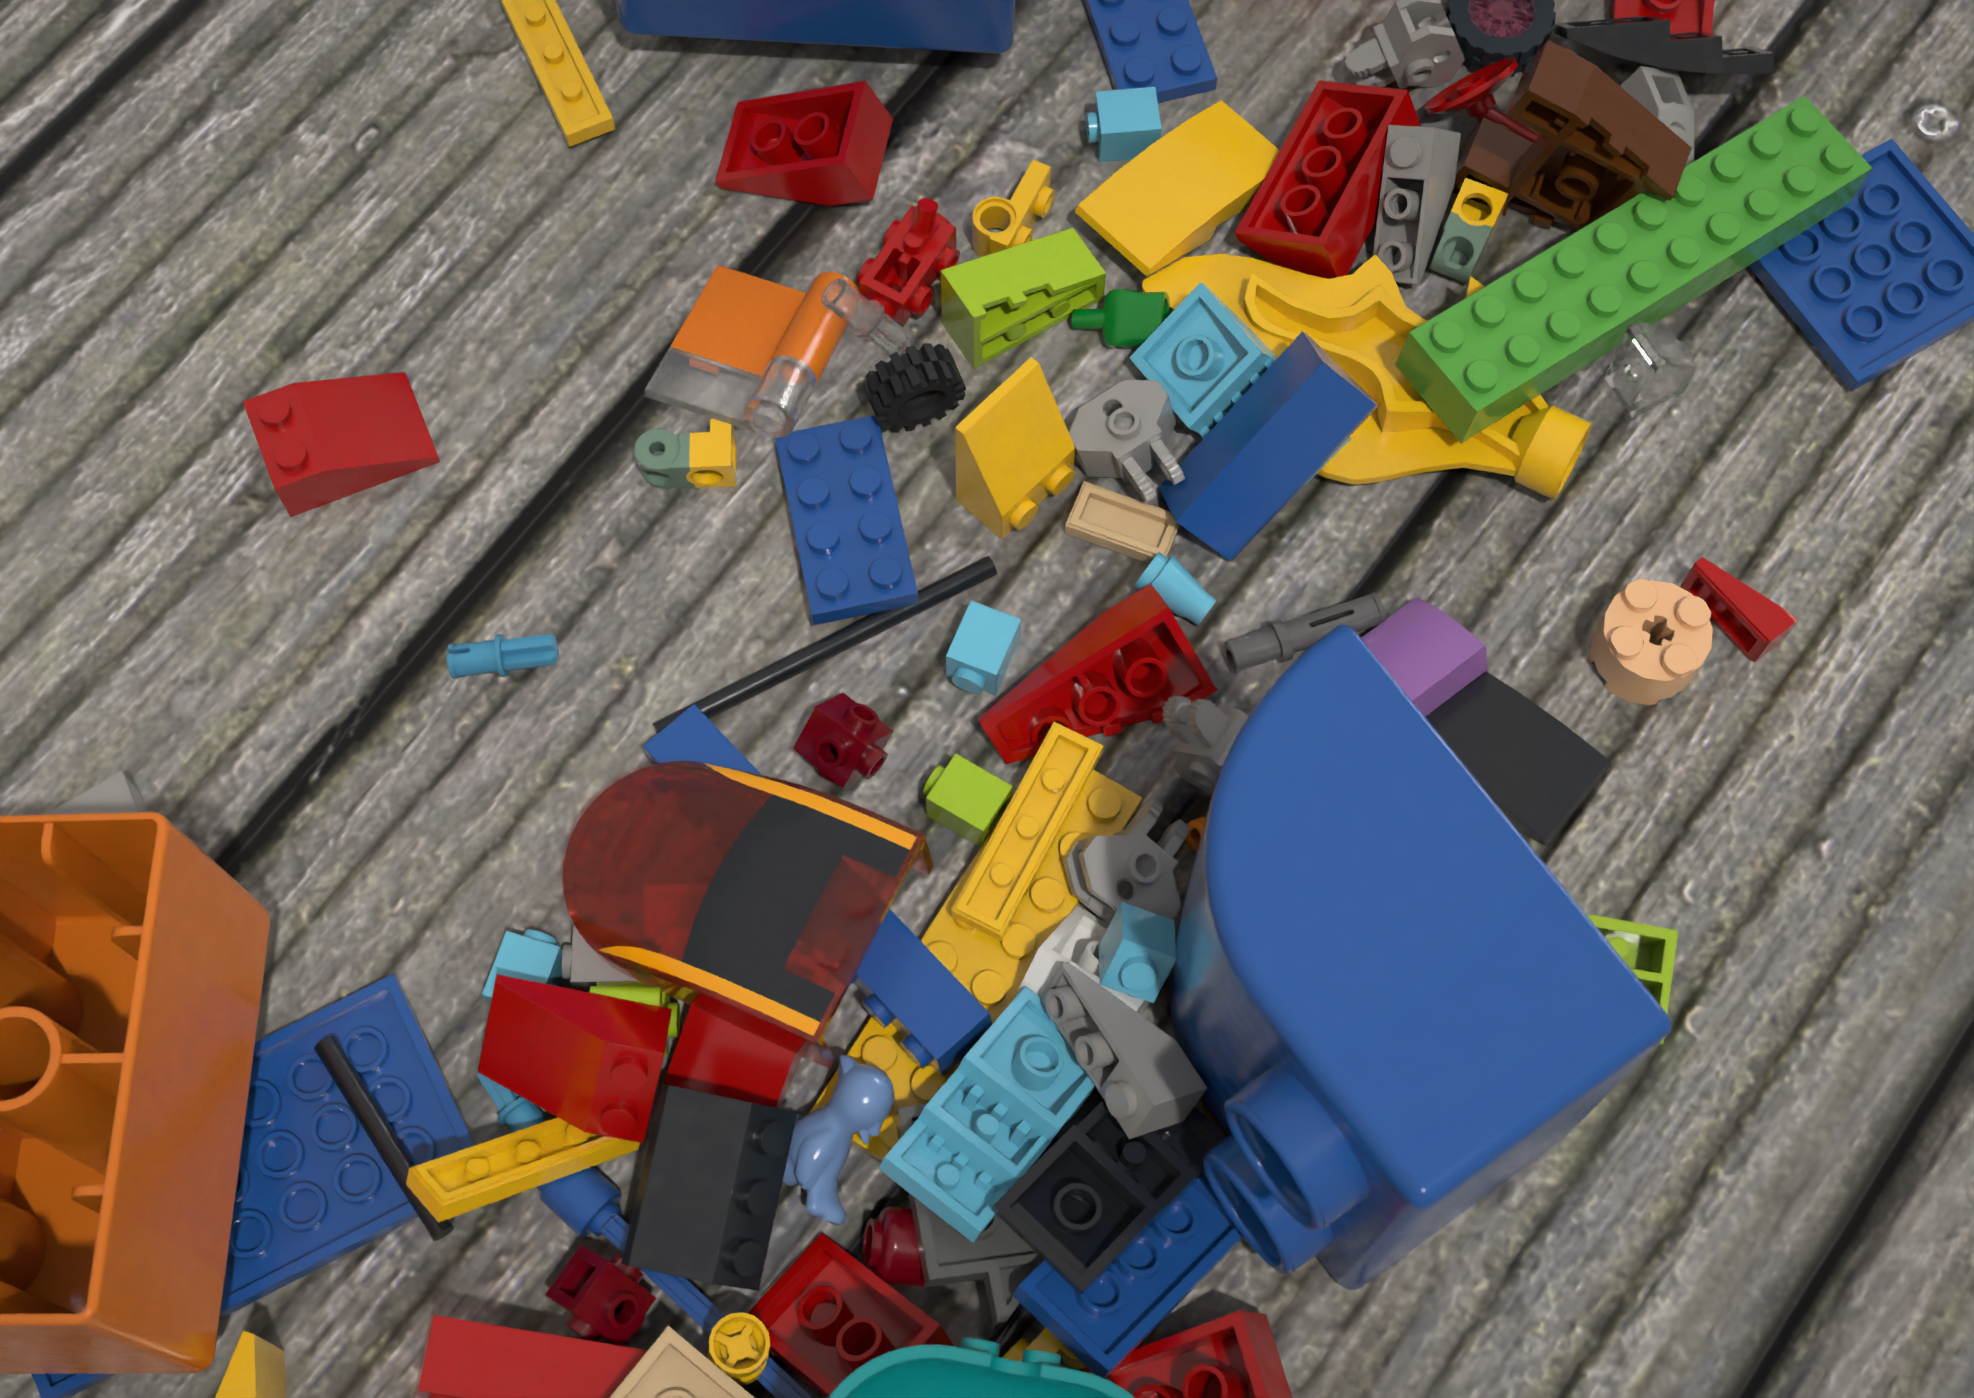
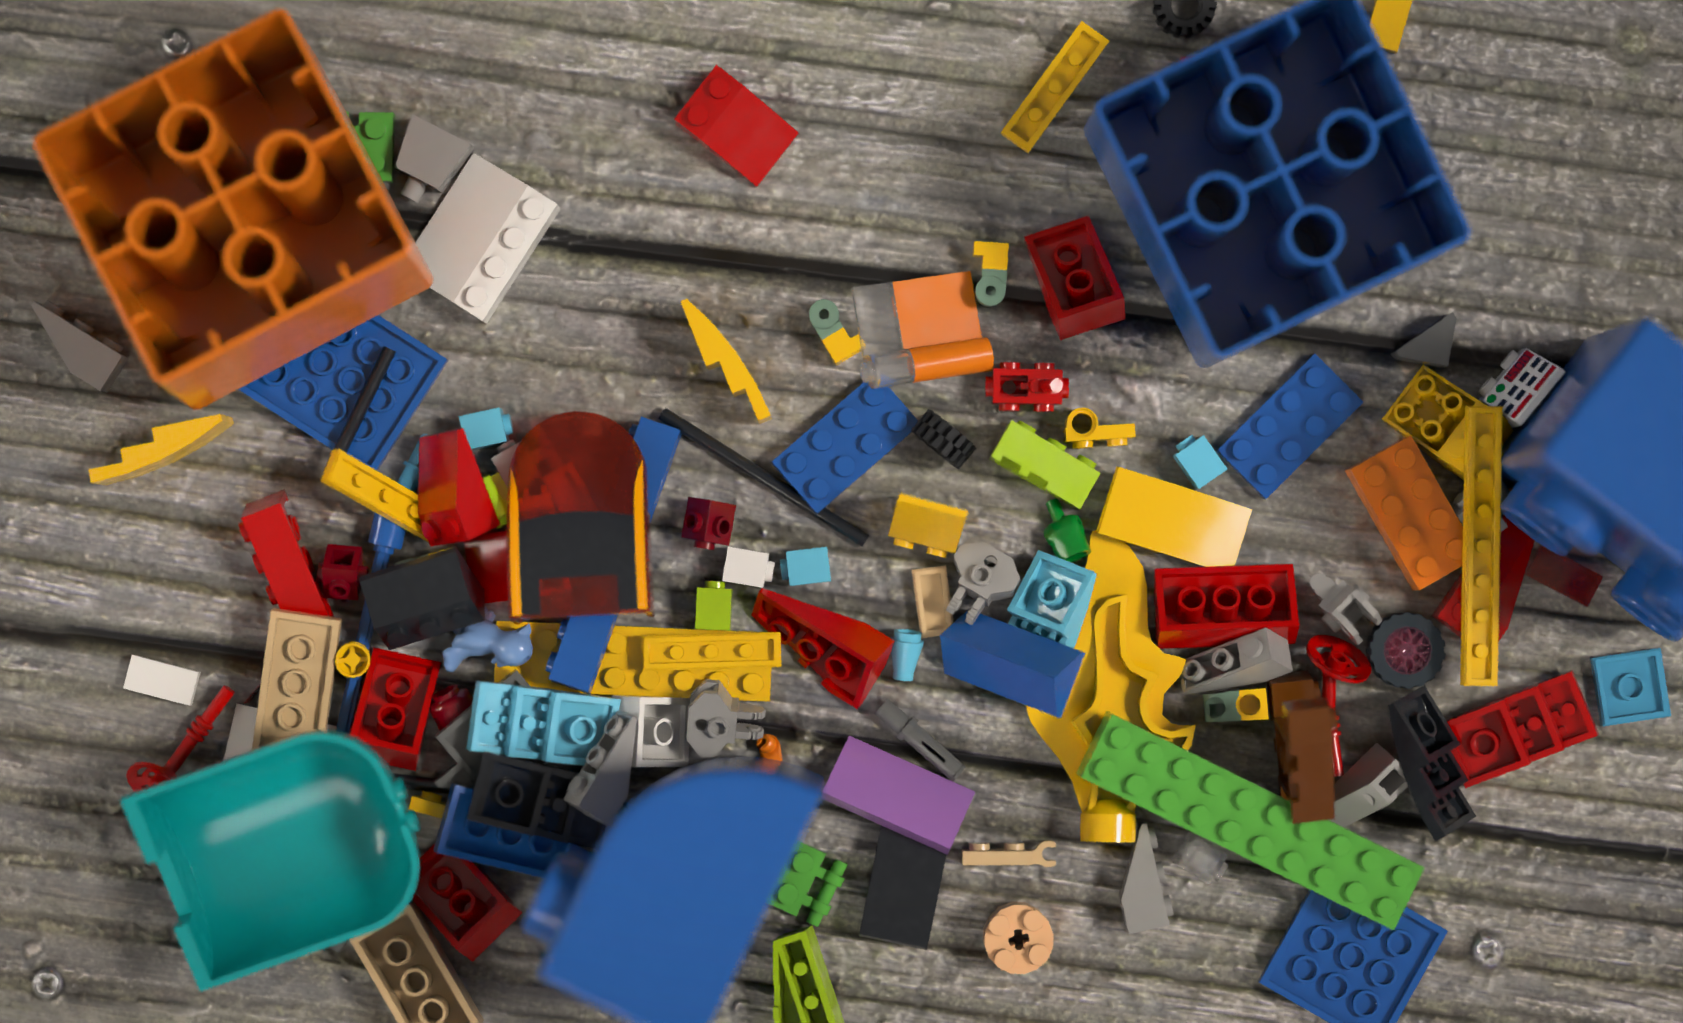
camera: 60 degrees right, 20 degrees up
(271, 823) = (483, 236): none -> white slope
(501, 655) = (656, 301): dark azure axle -> none
(622, 595) = (718, 352): none -> yellow slope
(733, 234) = (993, 279): none -> leg
(865, 317) = (972, 384): clear axle -> none
(937, 726) = (747, 567): none -> white brick
(1137, 952) = (668, 749): medium azure brick -> none
(1203, 737) = (814, 731): light grey hinge -> none
(1527, 595) = (1012, 854): none -> tan plate
(1655, 459) = (1141, 890): none -> light grey slope
(1738, 610) = (1066, 983): red slope -> none

